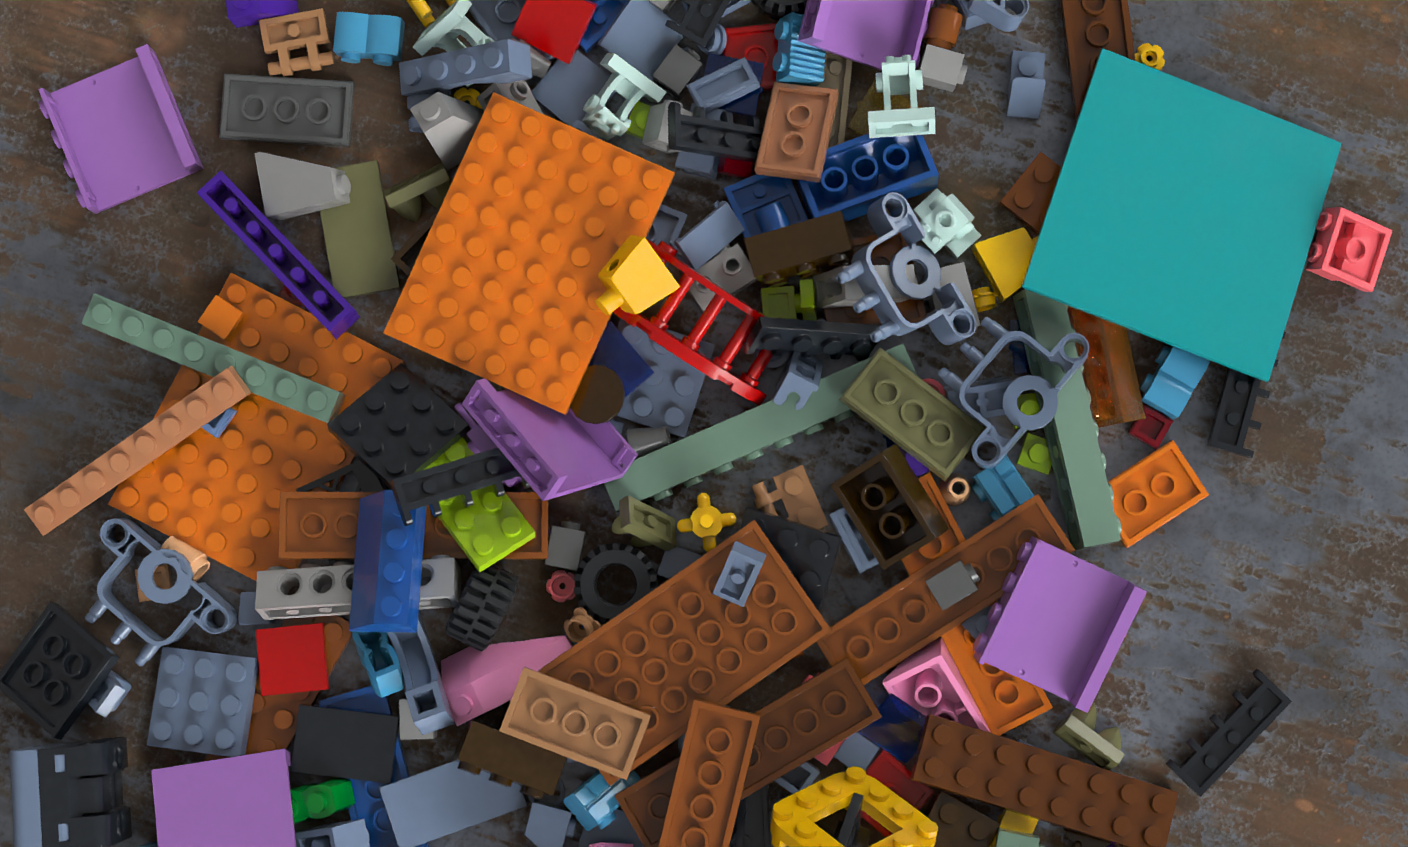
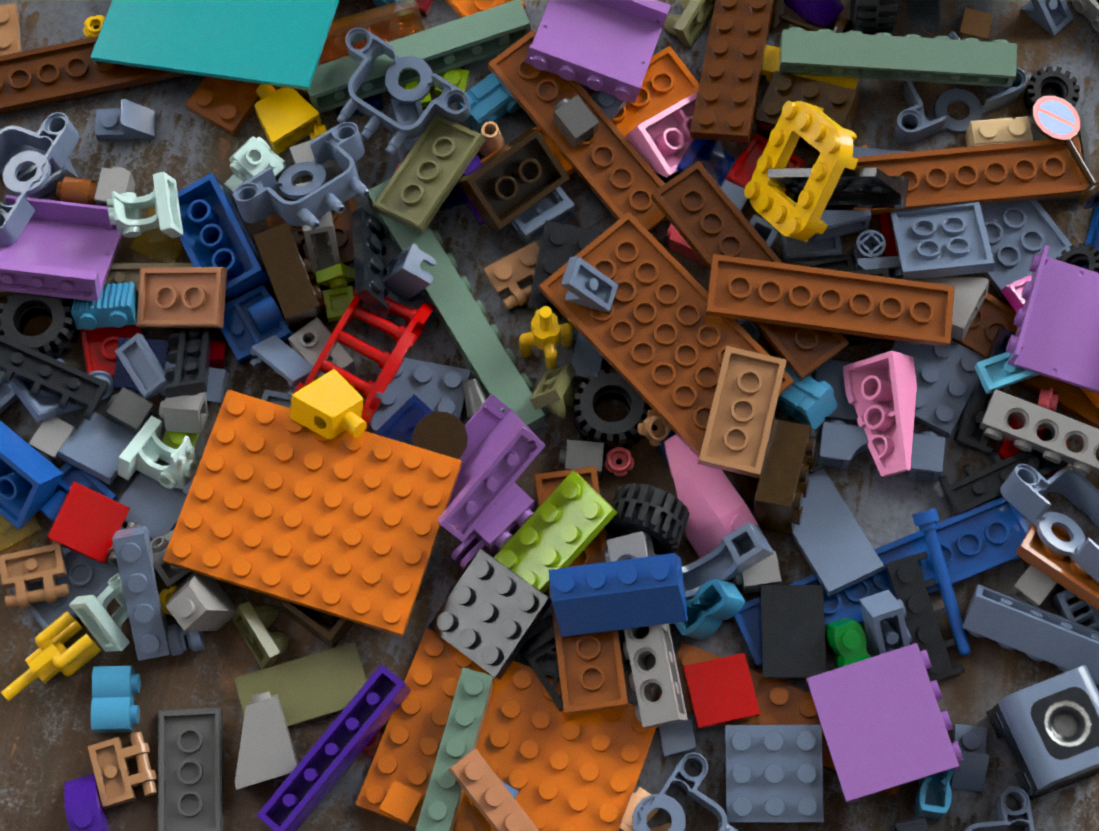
camera: 100 degrees left, 15 degrees down
(452, 480) = (534, 533): black hinge -> none

